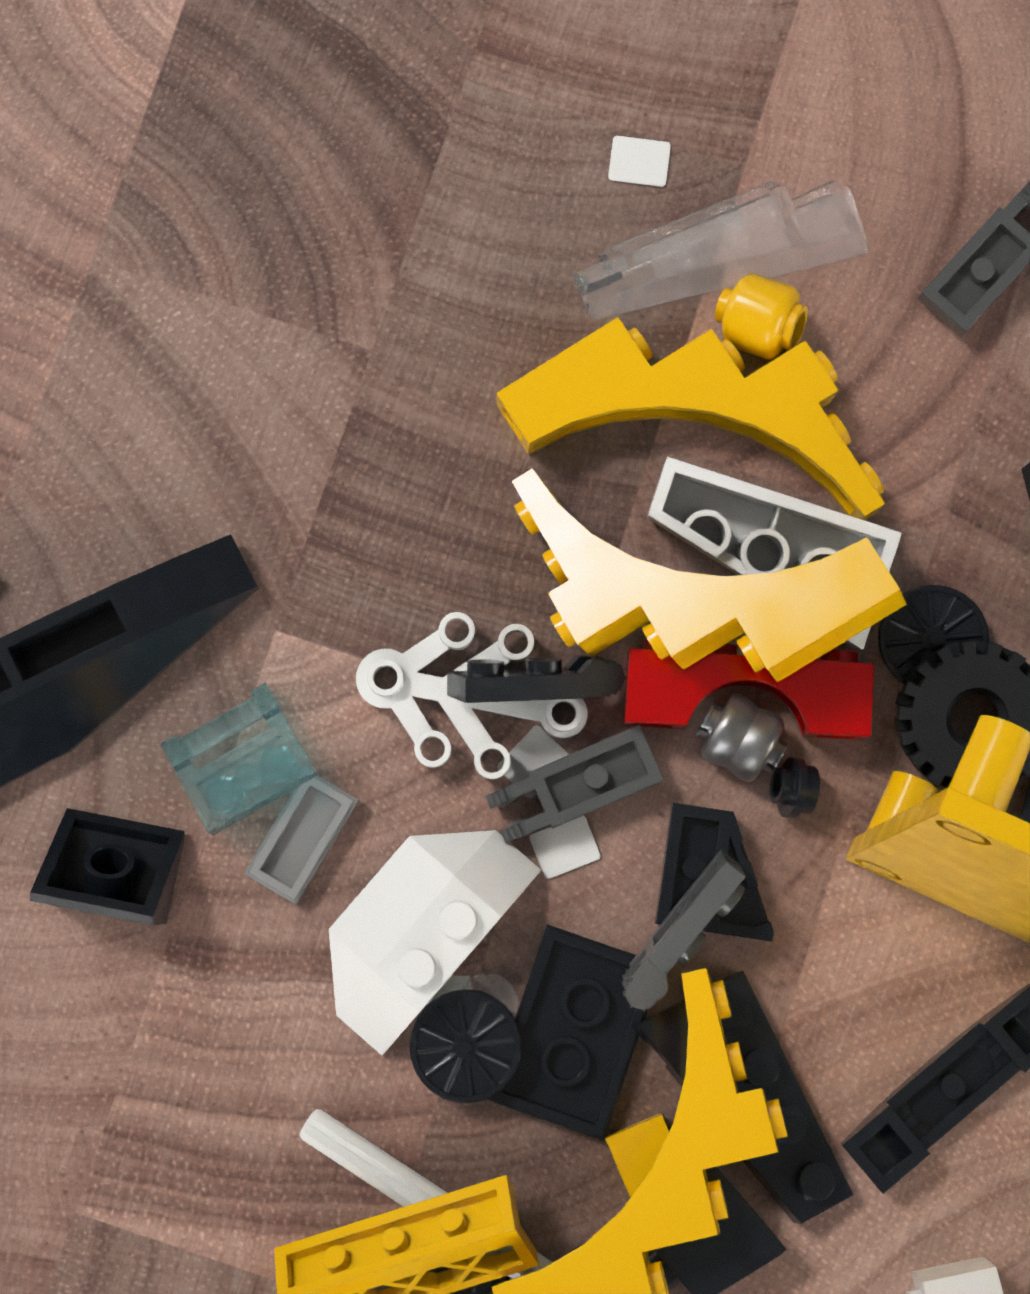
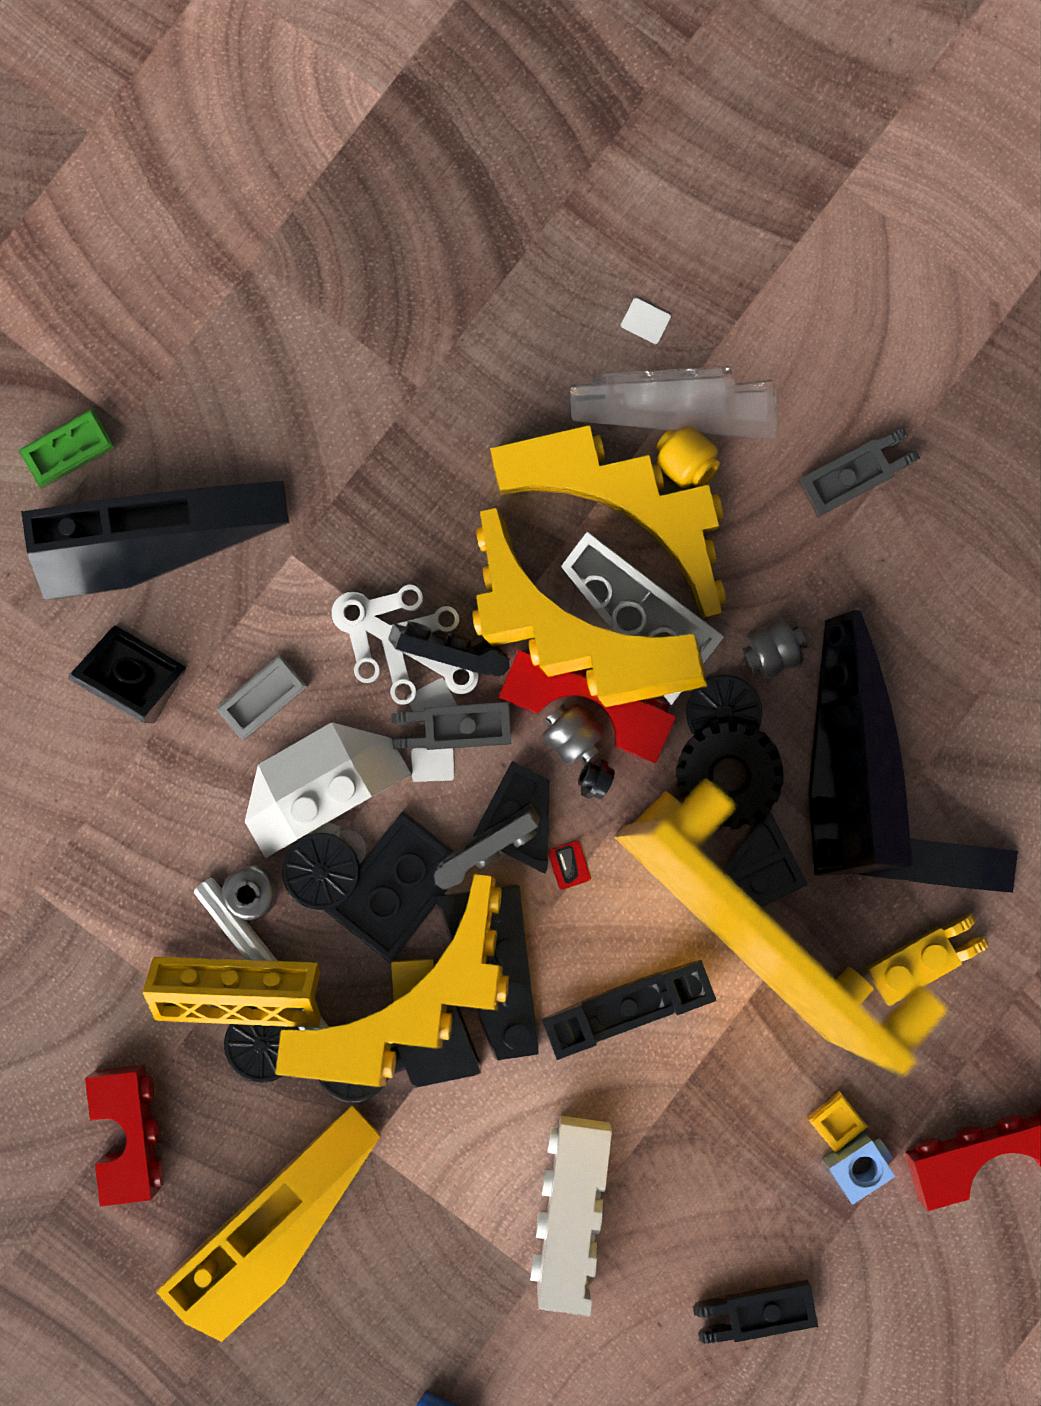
camera: 15 degrees right, 5 degrees up
(246, 775) = (241, 644): clear light blue plate -> none
(362, 1126) = (239, 903): none -> flat silver piece
(799, 919) = (569, 865): none -> sticker
(970, 527) = (774, 647): none -> flat silver piece

